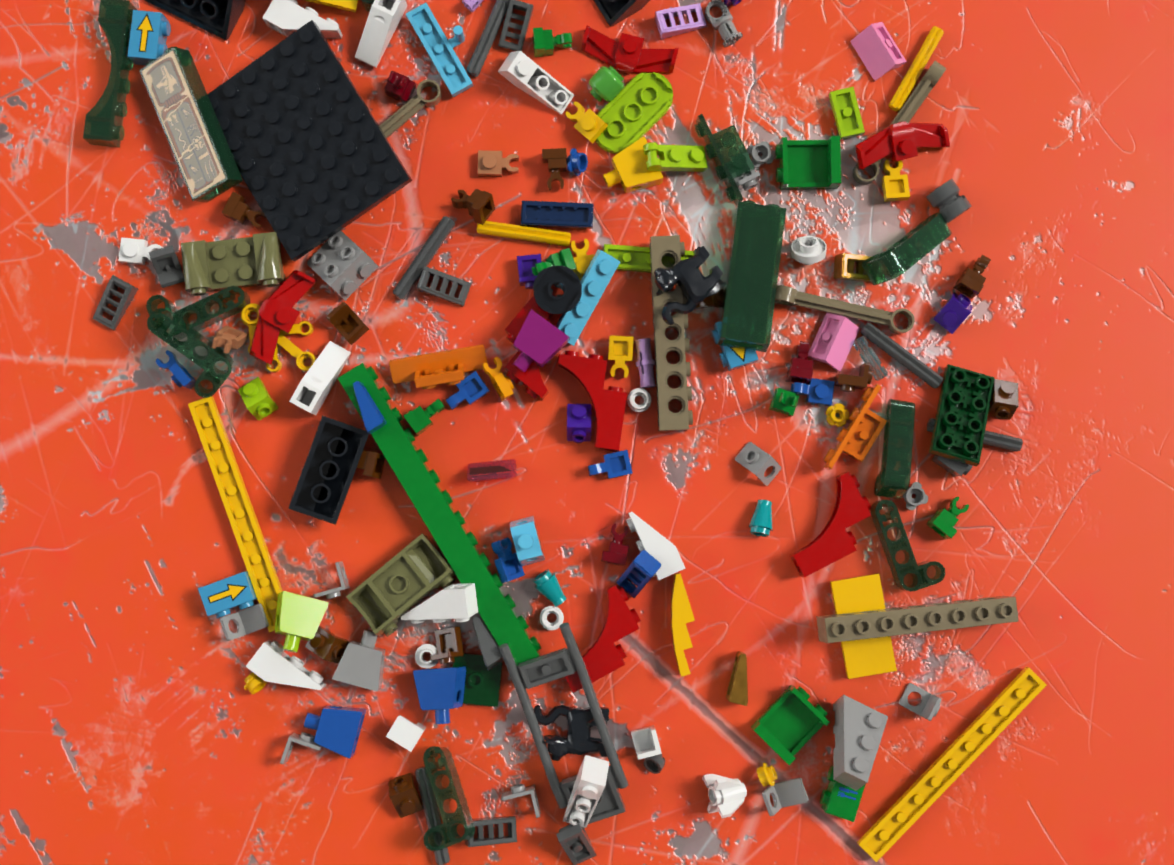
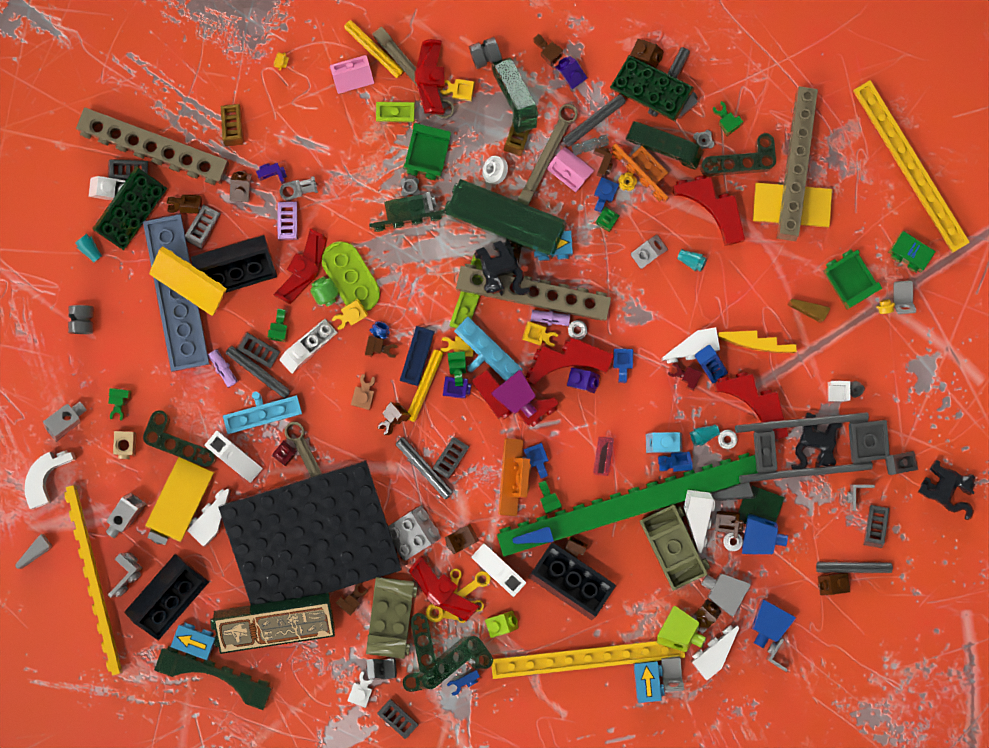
camera: 80 degrees left, 0 degrees up
(229, 339) = (450, 633): nougat plate -> none
(254, 683) = (720, 678): yellow plate -> none
(343, 580) = (666, 599): light grey bracket -> none
(405, 732) = (787, 571): white panel -> none
(443, 796) = (842, 553): beam -> none
(501, 384) = (538, 432): light orange plate -> none
(571, 287) = (490, 371): black plate -> none
(586, 791) = (864, 444): white slope -> none
(631, 169) = (396, 287): yellow torso -> none
(675, 158) = (398, 252): lime plate -> none
(724, 794) = (892, 342): white brick -> none
(800, 368) = (585, 200): dark red piece -> none
(857, 740) = (876, 233): light grey wedge -> none
(929, 703) = (864, 172): light grey bracket -> none

